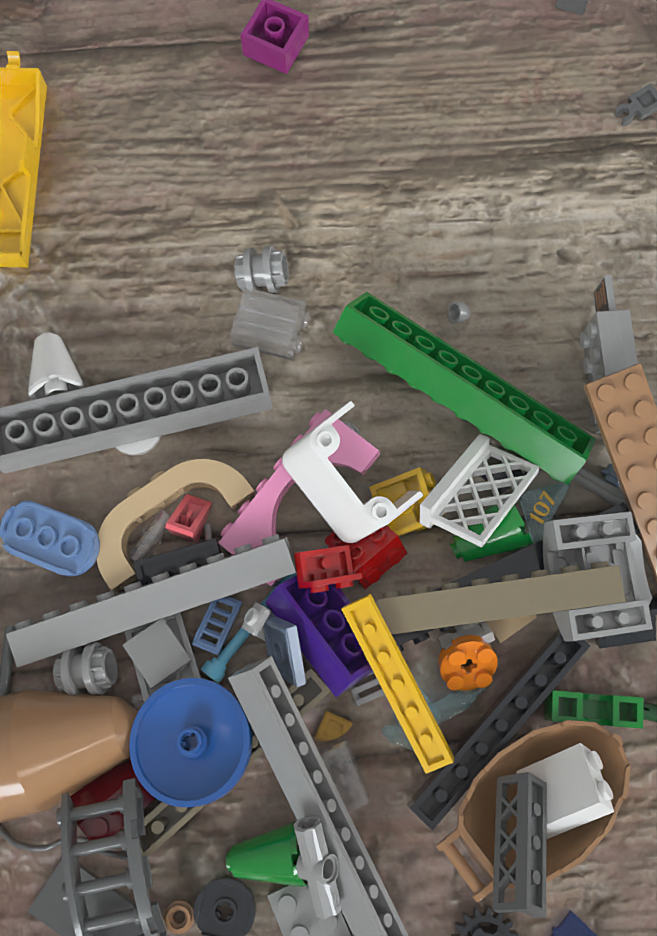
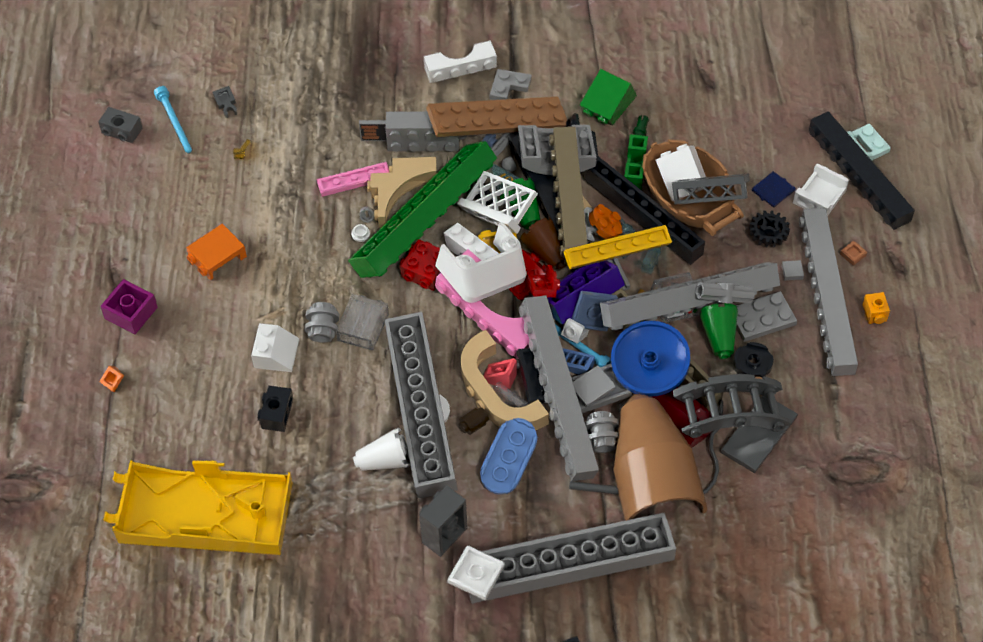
camera: 85 degrees left, 20 degrees down
(109, 485) = (473, 420): none -> dark brown brick
(139, 239) = (275, 418): none -> black brick
(177, 38) = (112, 378): none -> orange slope
(221, 217) = (274, 348): none -> white slope
(375, 399) = (420, 265): none -> red brick
(376, 125) = (215, 250): none -> orange panel
(395, 461) = (460, 239): none -> white arch
(419, 567) = (544, 242): none -> reddish brown cone
(424, 308) = (360, 233): none -> white plate
(506, 336) = (402, 177): none -> tan arch
(522, 291) = (350, 179): none -> bright pink tile
(550, 137) = (240, 152): none -> clear yellow hand
(571, 506) = (508, 164): none -> light grey hinge
(639, 26) = (162, 95): none -> medium azure piece

